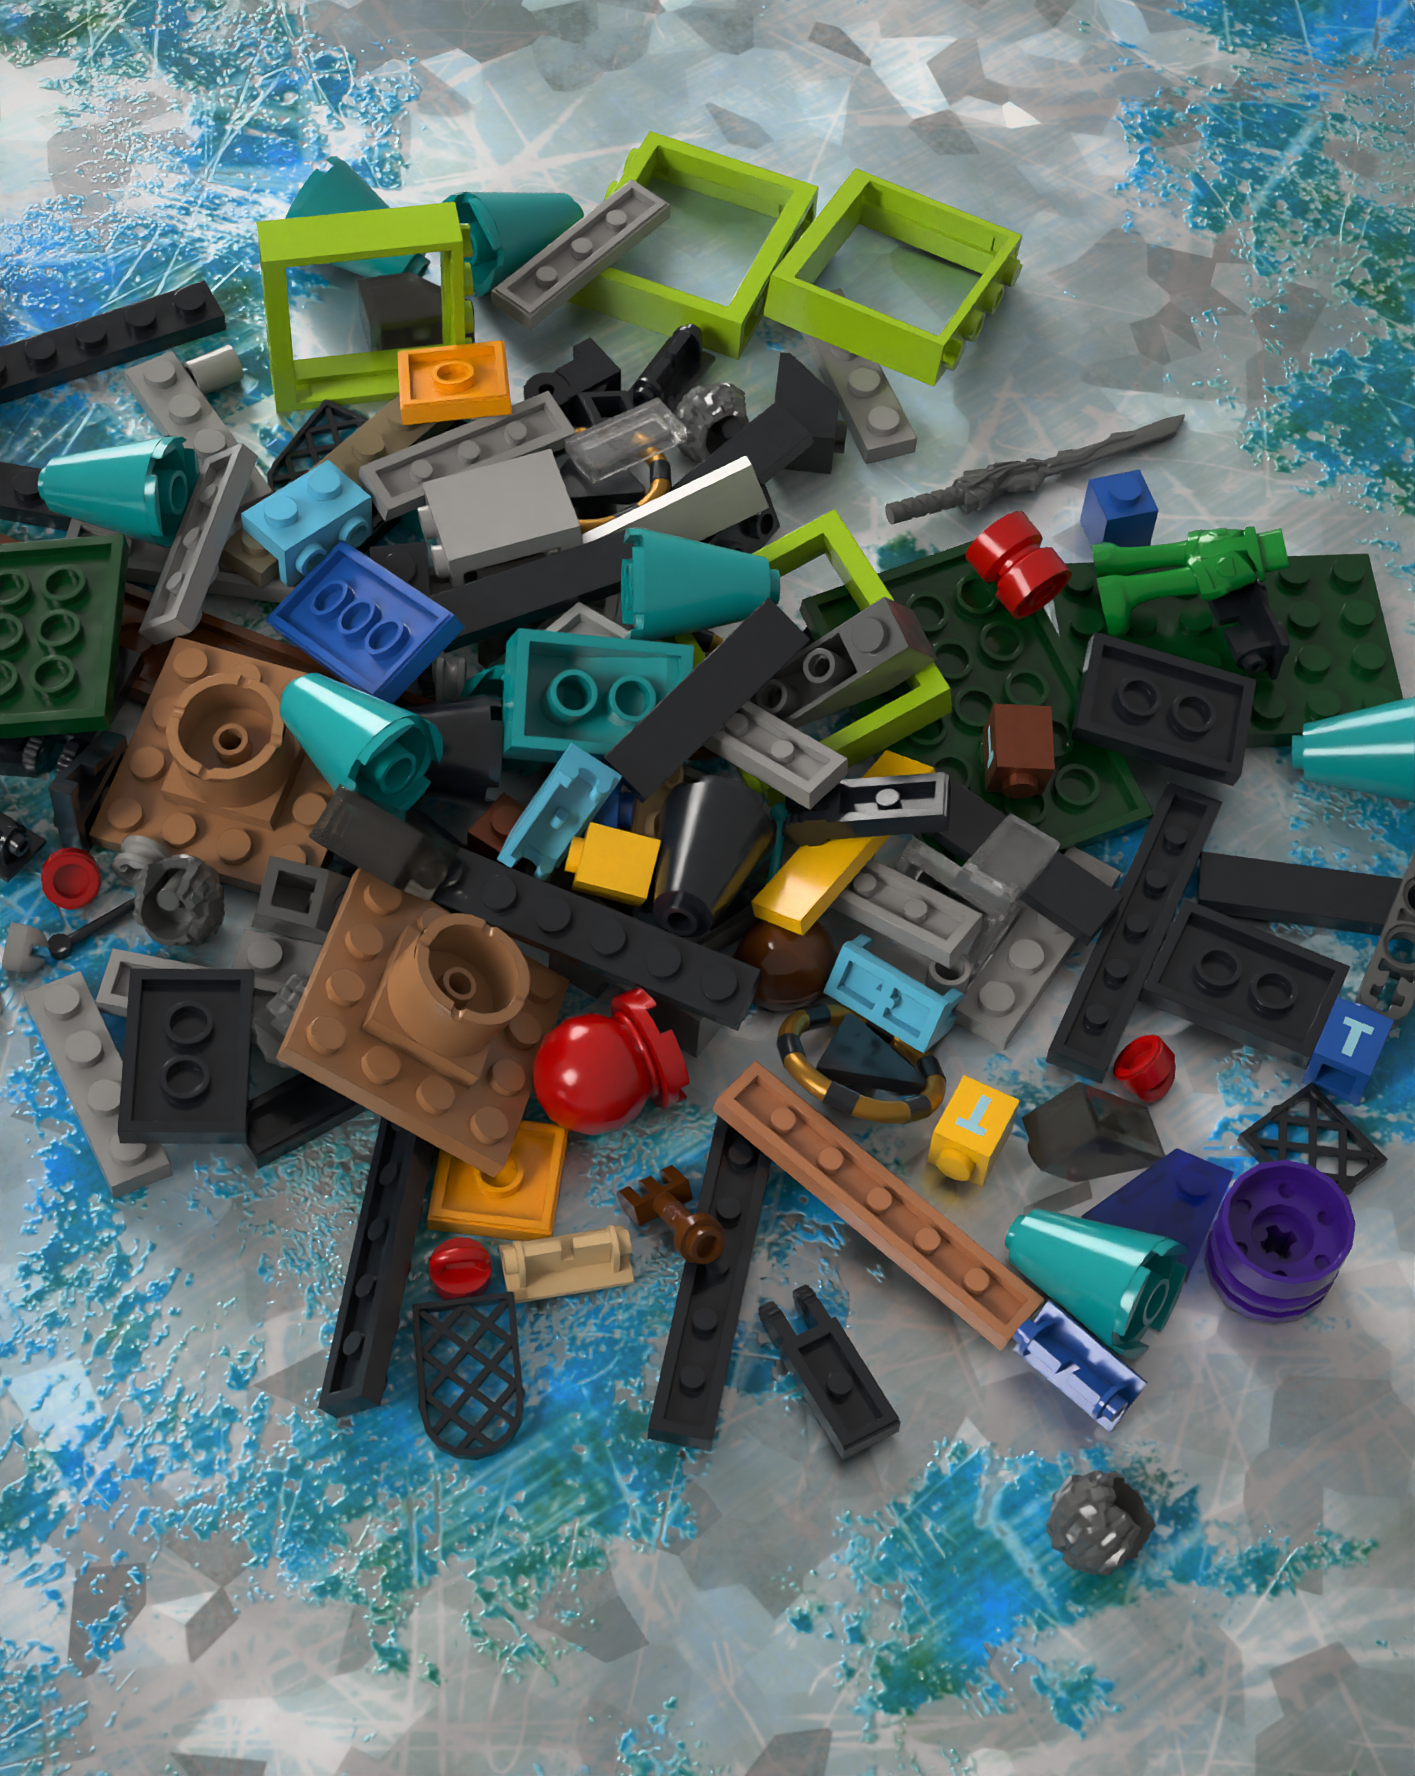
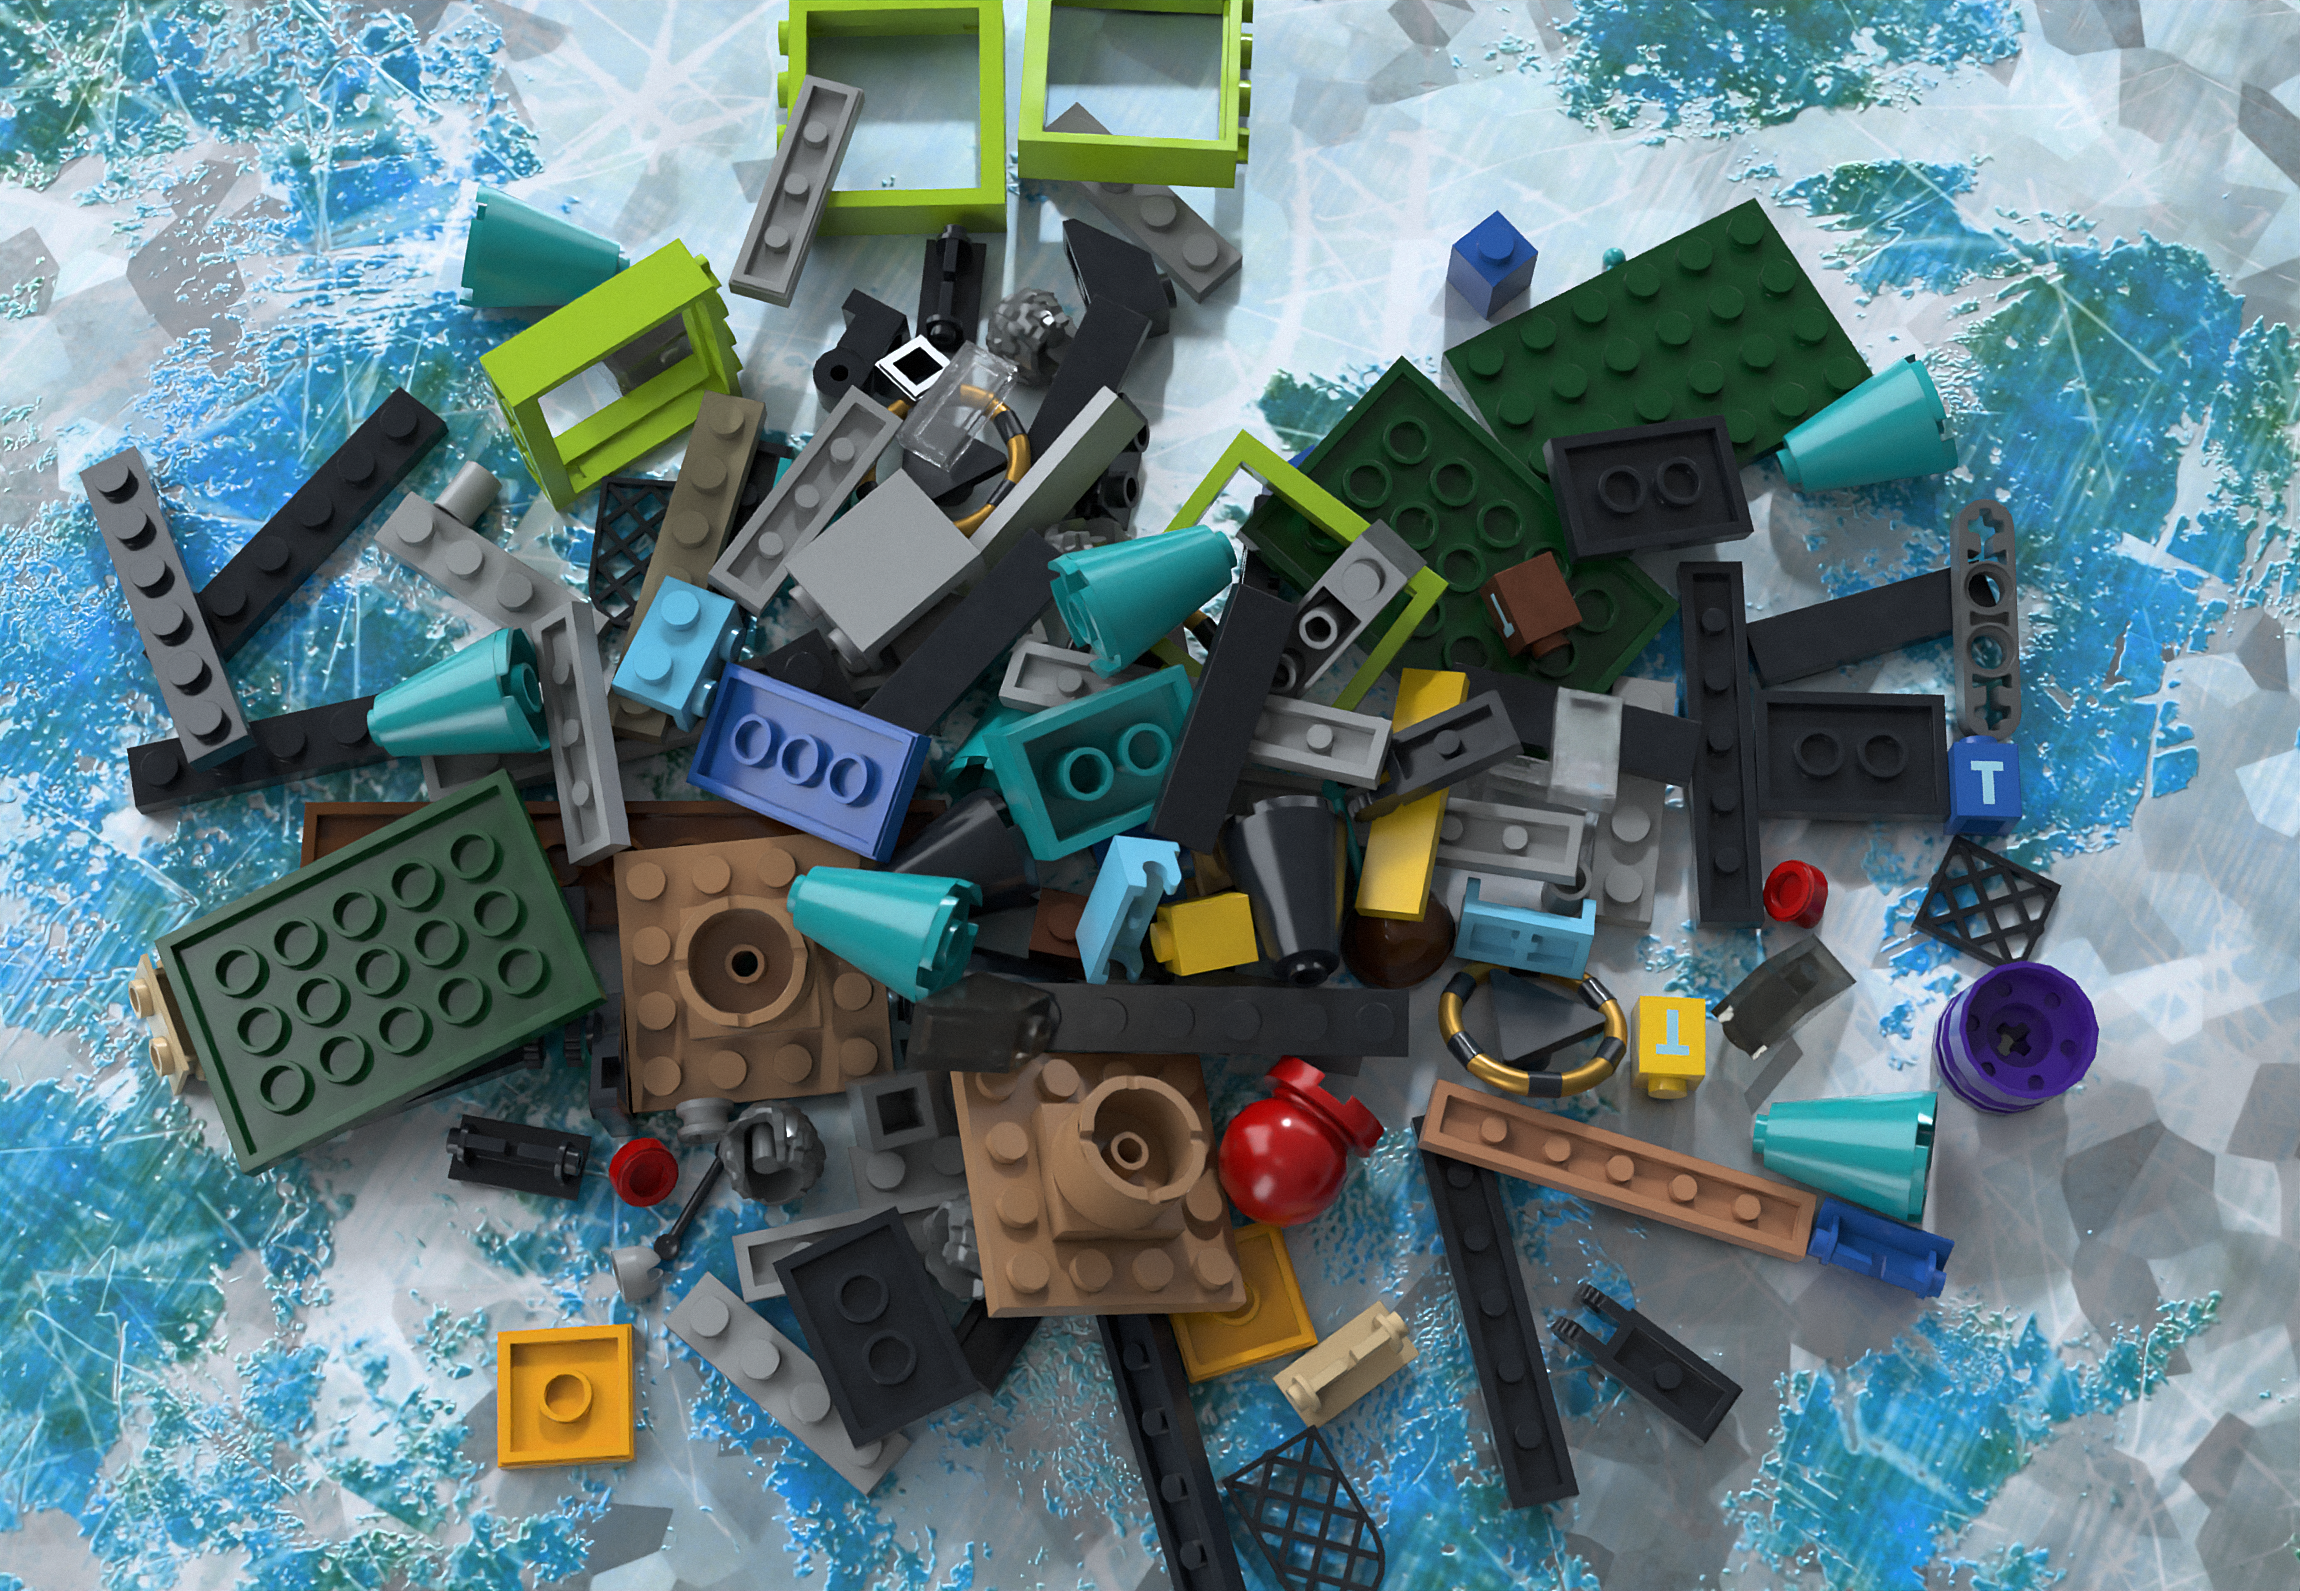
camera: 20 degrees left, 15 degrees up
(453, 382) = (748, 418): light orange tile -> none
(460, 1269) = (1247, 1420): red tile -> none
(510, 230) = (699, 190): teal cone -> none
(697, 1236) = (1471, 1293): reddish brown hinge -> none
(983, 486) = (1335, 278): dark grey sword -> none
(1013, 558) = (1445, 399): red wheel -> none
(1098, 1522) = (1974, 1410): dark grey piece -> none
(1169, 1200) = (1880, 1039): clear blue wing -> none
(1209, 562) = (1633, 301): green piece -> none
(1259, 638) = (1705, 362): black hinge -> none

